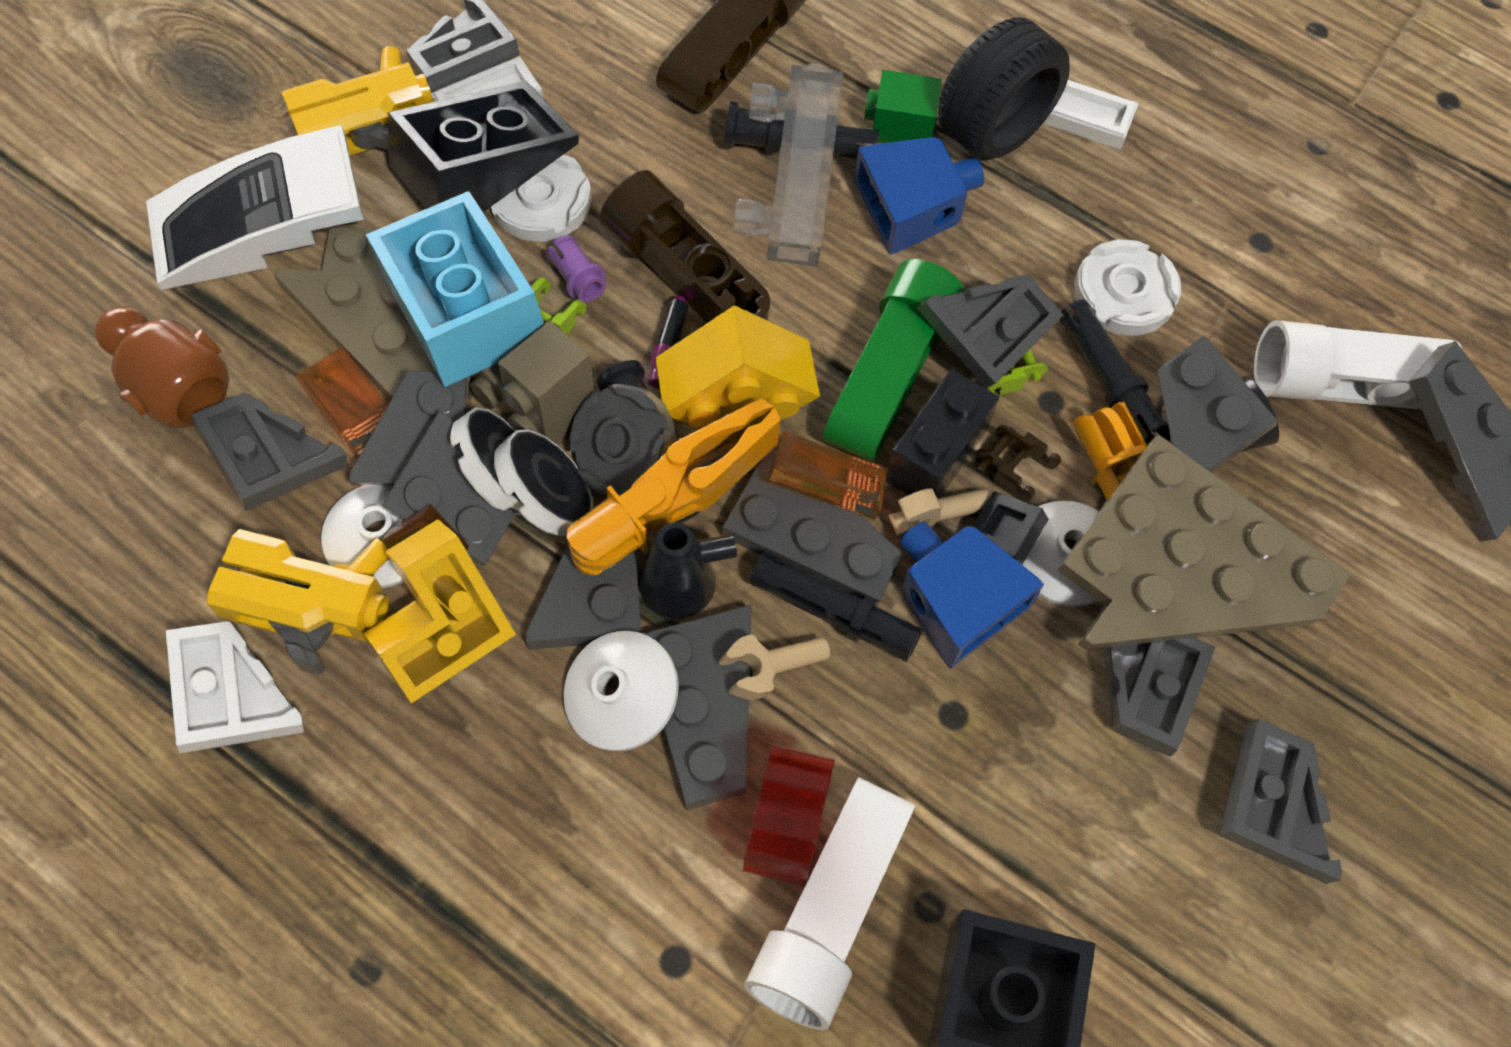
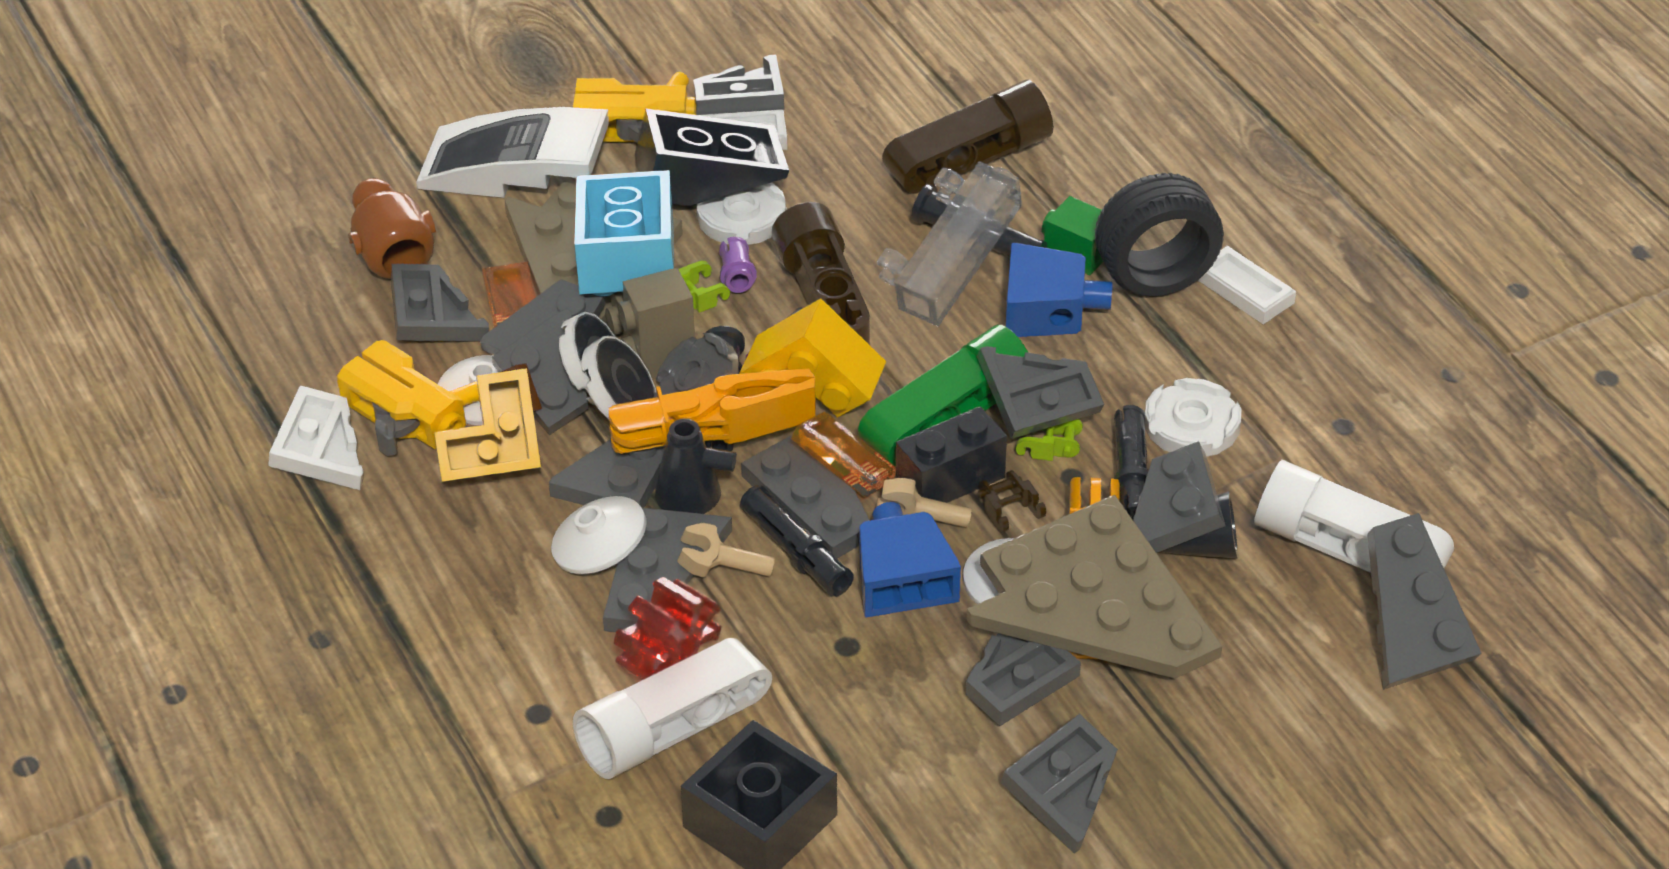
camera: 30 degrees right, 20 degrees down
(1011, 524) = (970, 534): black plate -> none

